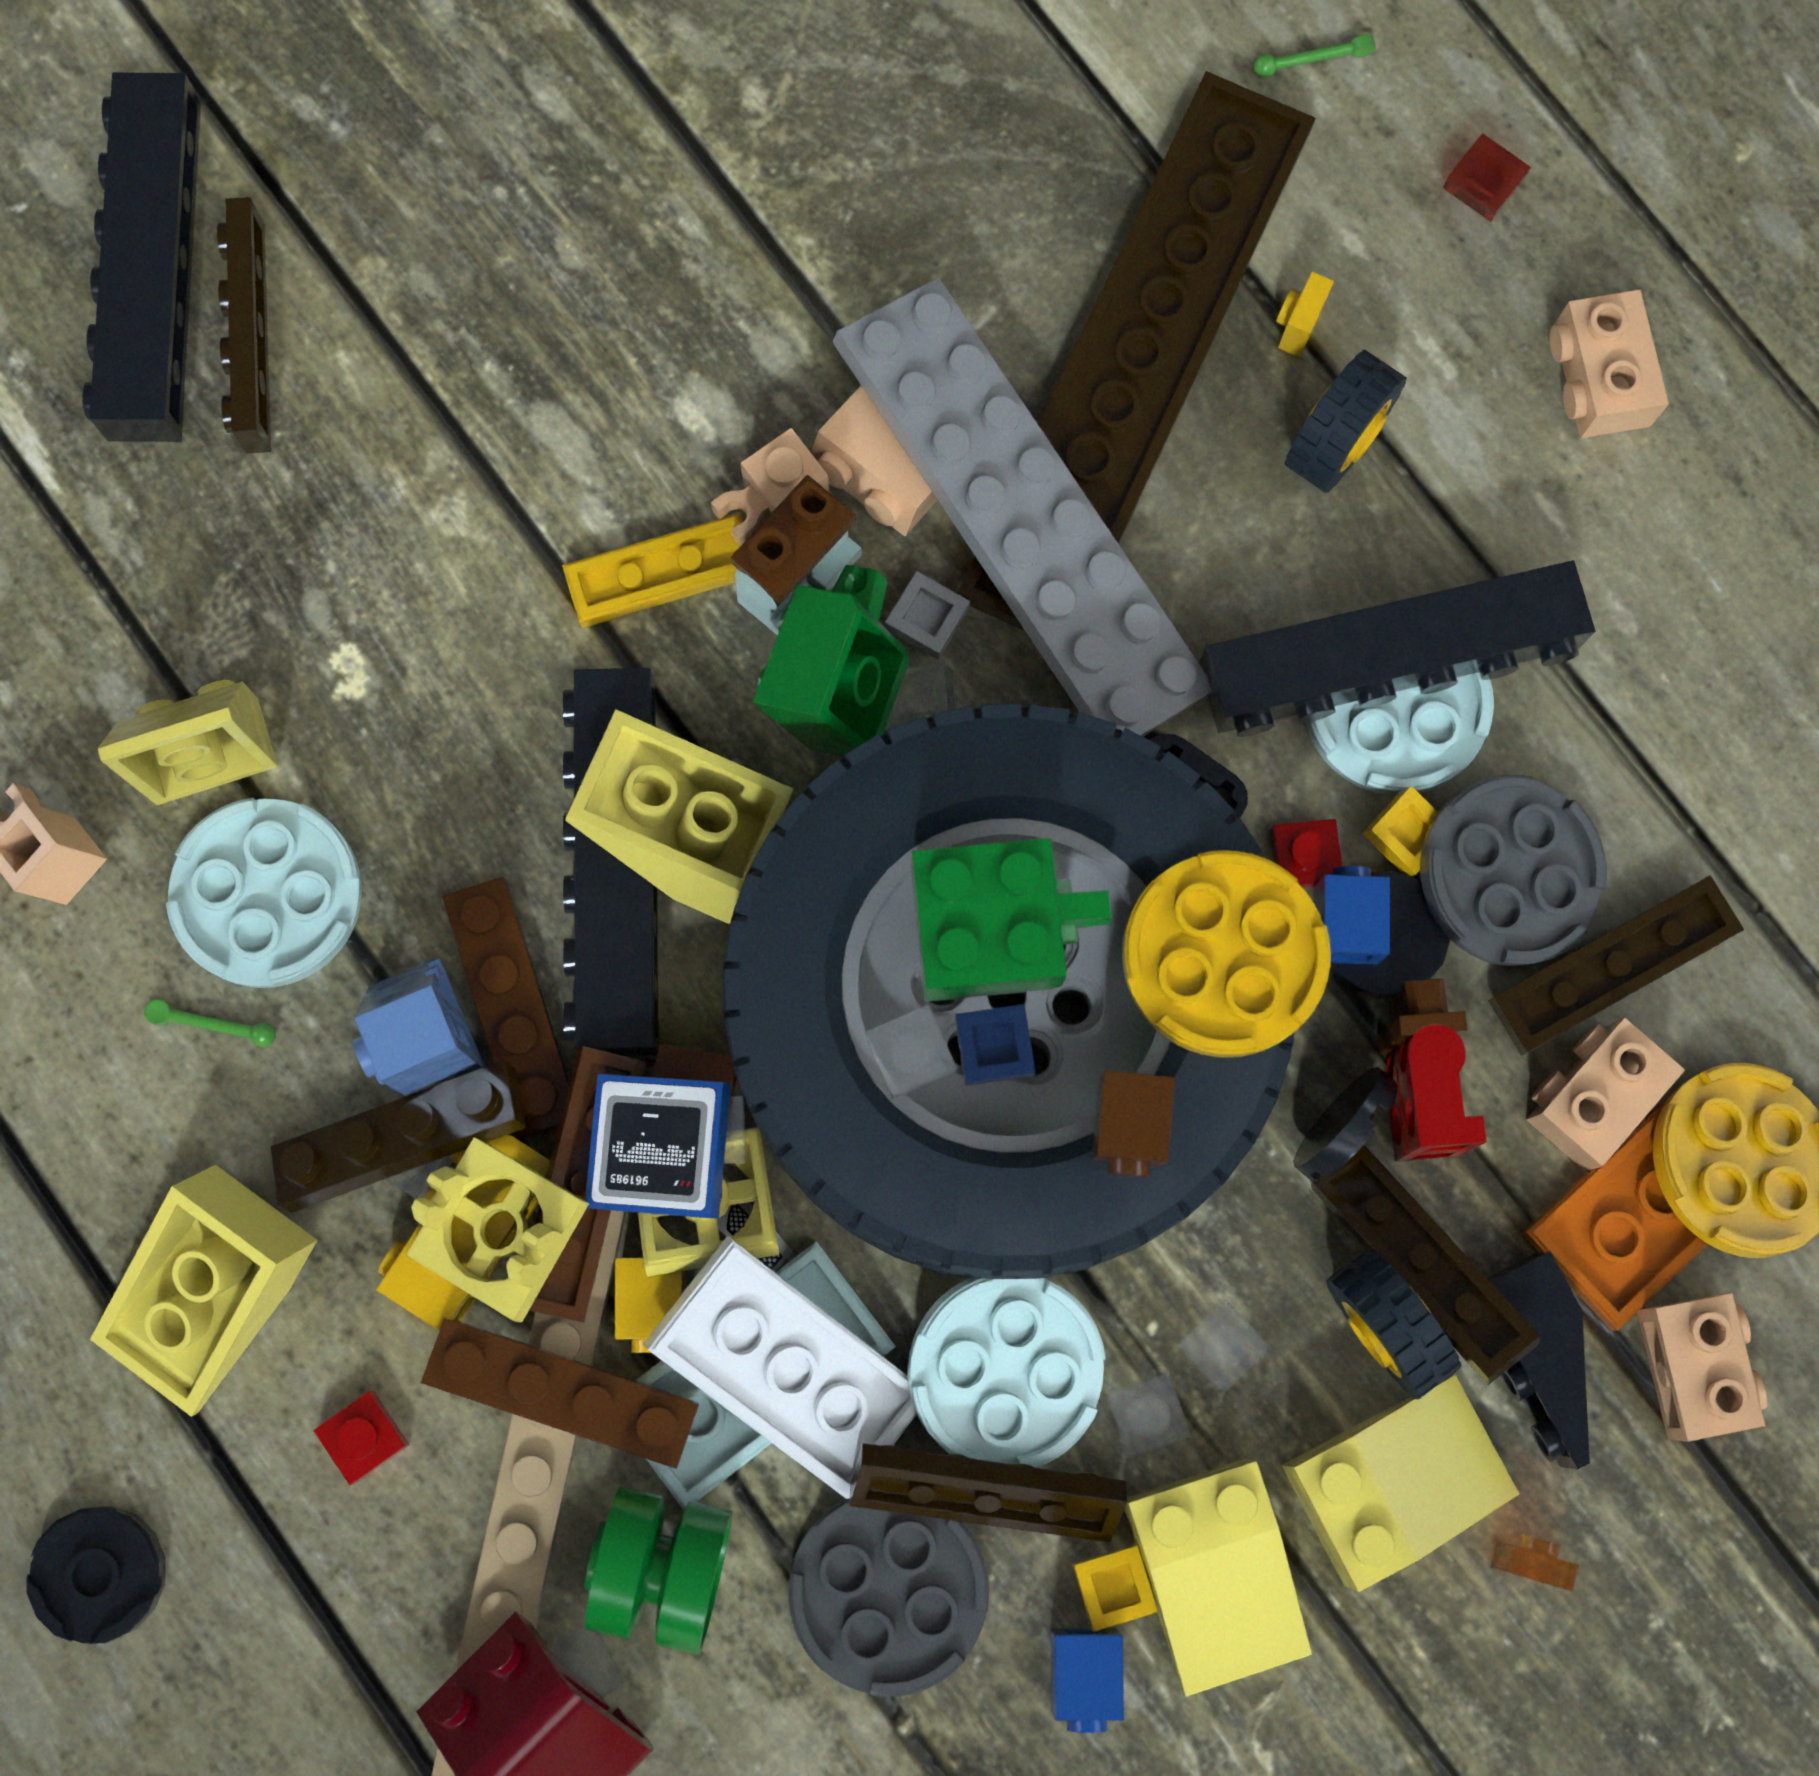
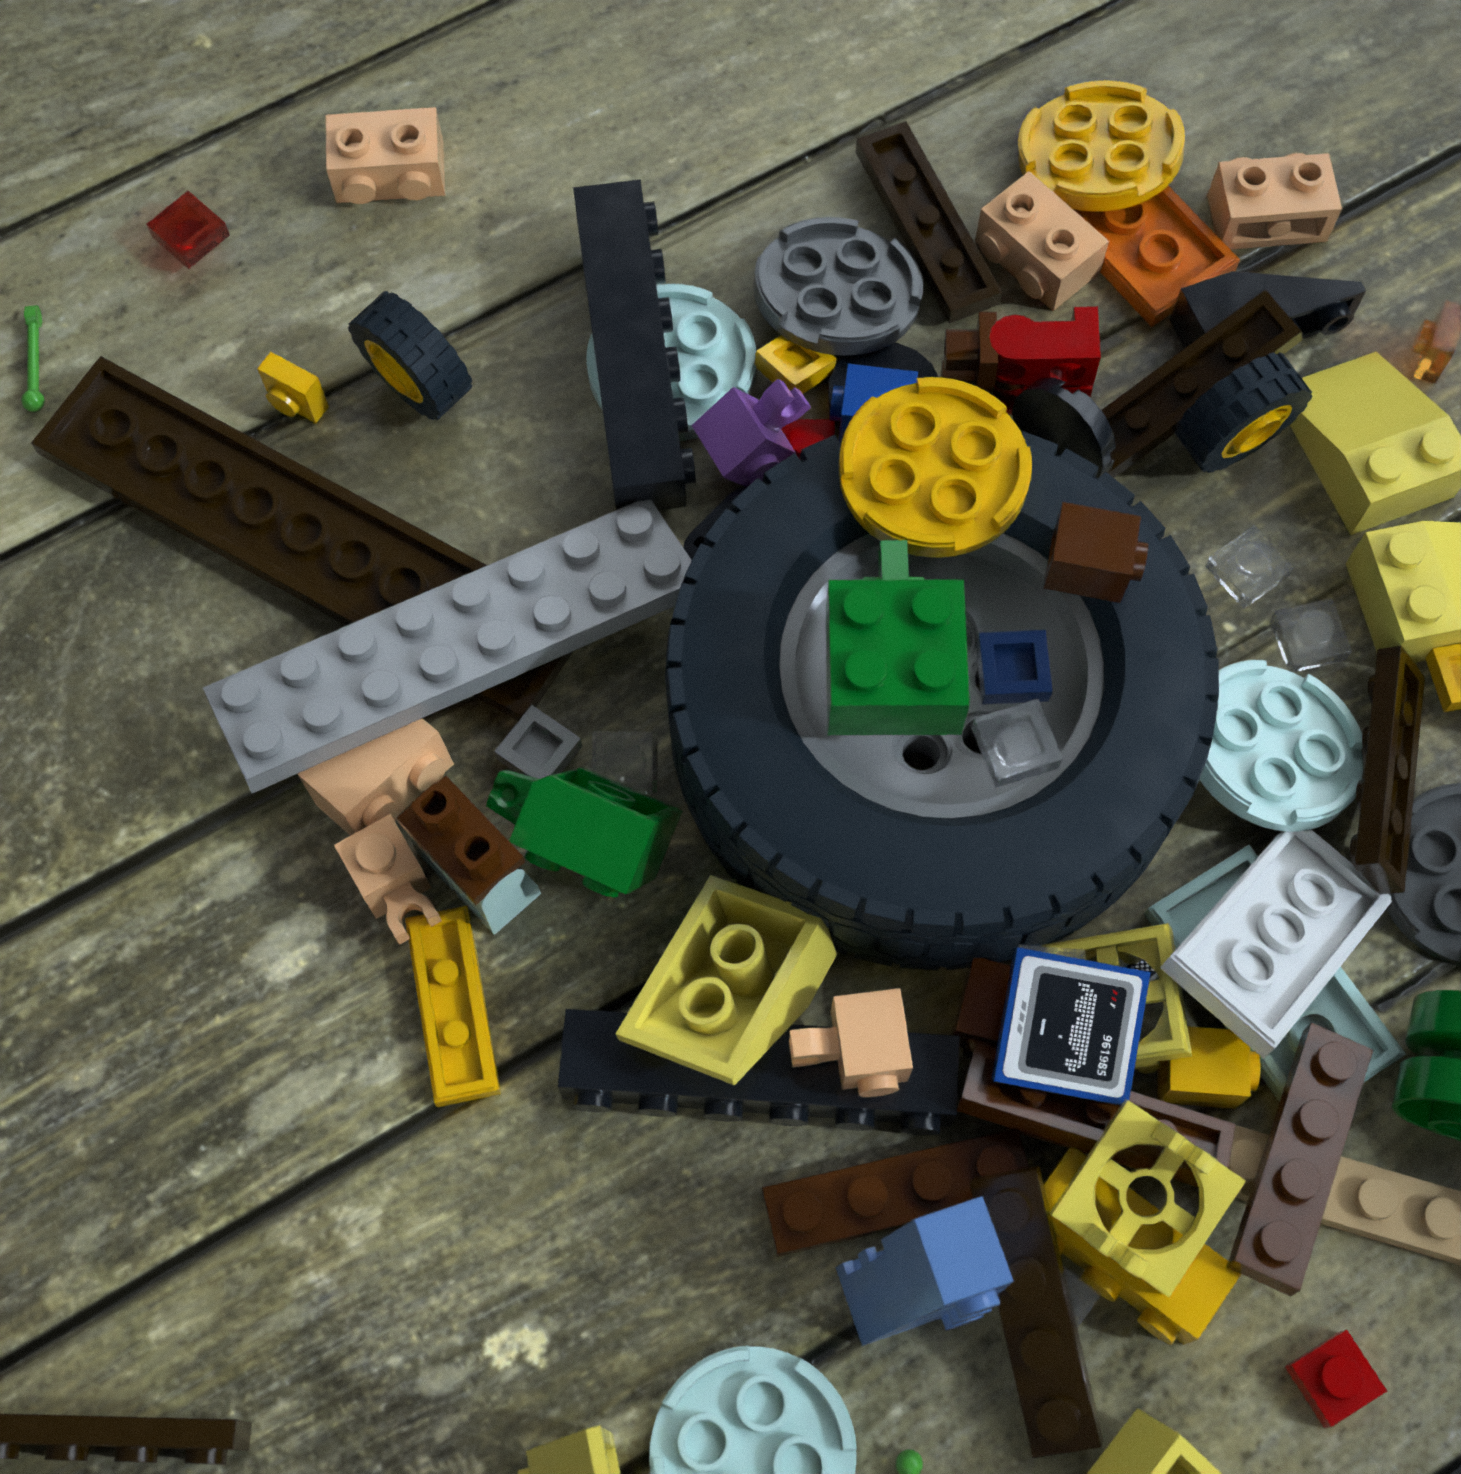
camera: 80 degrees left, 10 degrees down
(629, 949) = (866, 1040): none -> light nougat brick
(1301, 785) = (746, 432): none -> medium lavender brick

